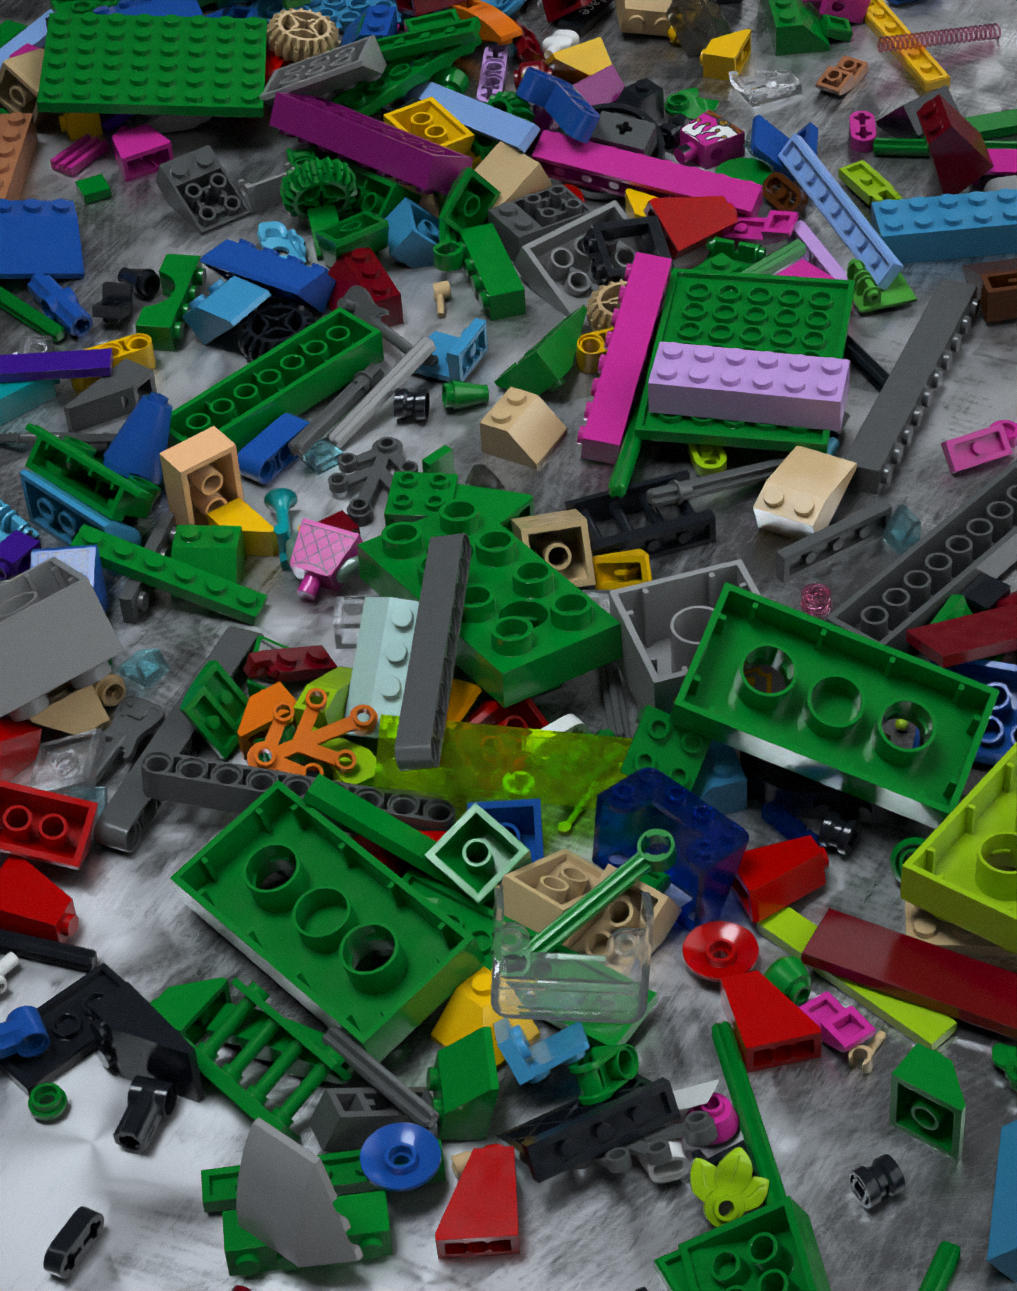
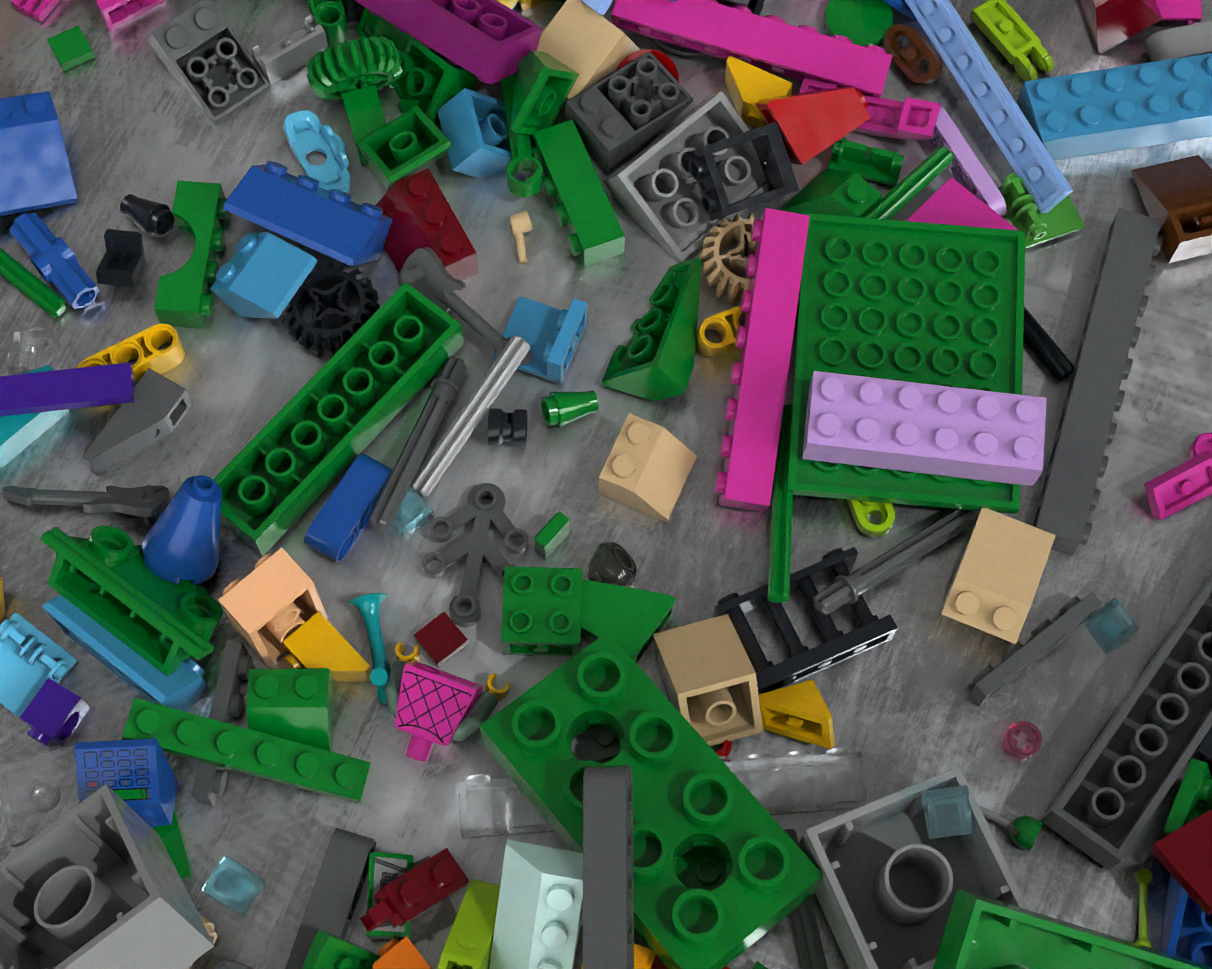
camera: 10 degrees left, 25 degrees up
(723, 569) = (947, 811): none -> clear light blue slope

